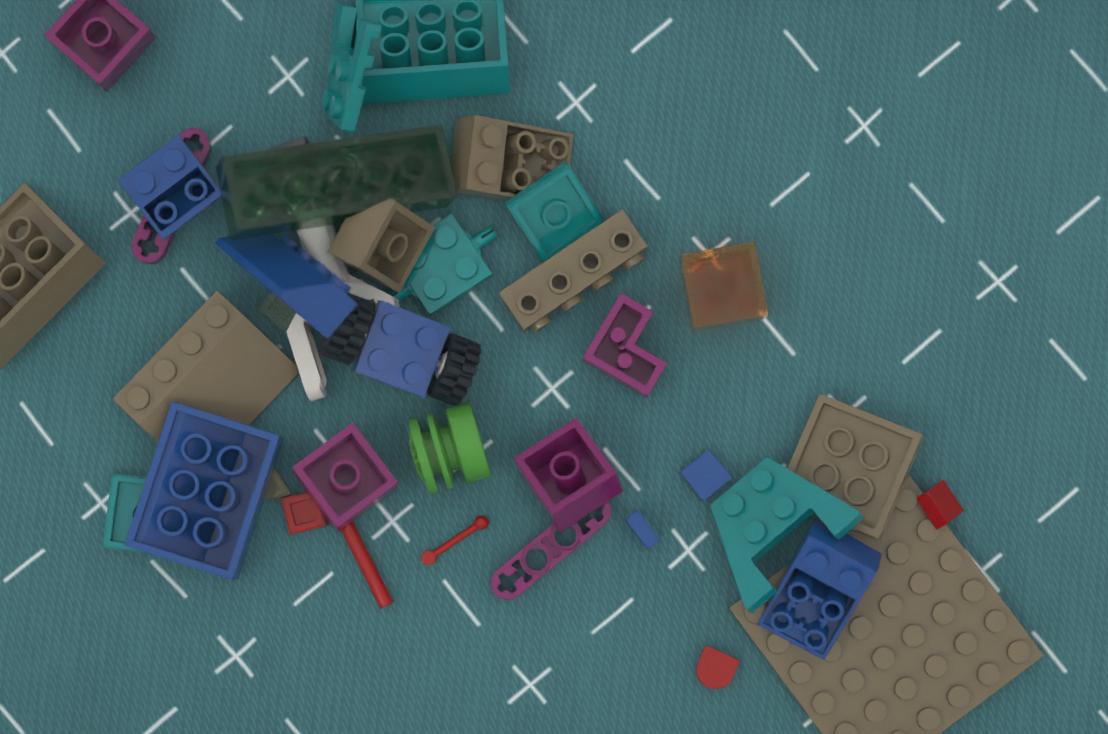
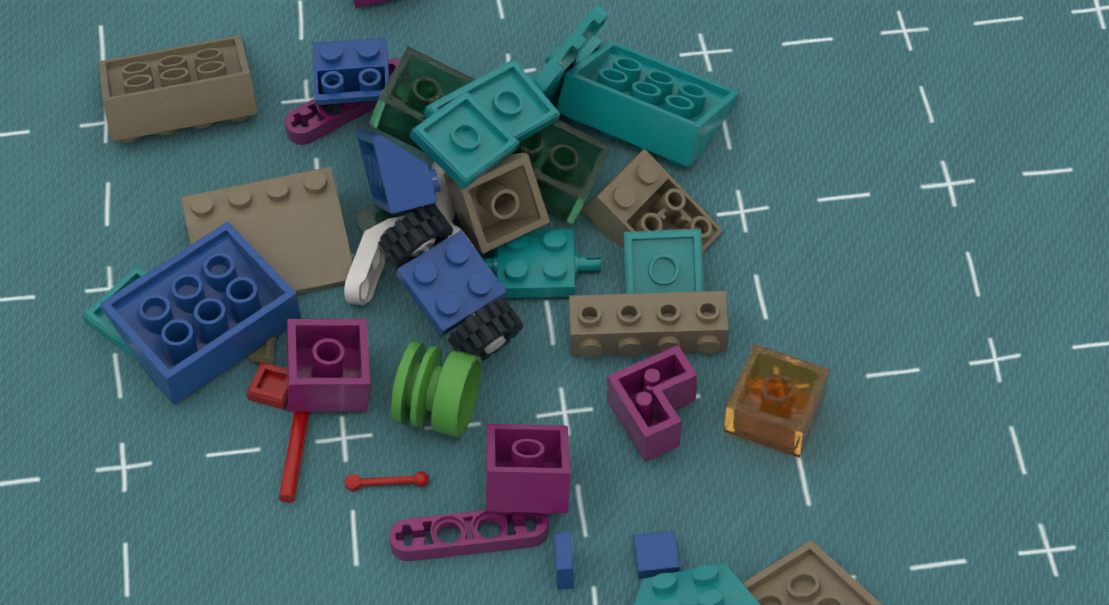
camera: 35 degrees right, 30 degrees down
(335, 174) = (509, 98): none -> teal tile
(337, 225) = (464, 139): none -> teal tile

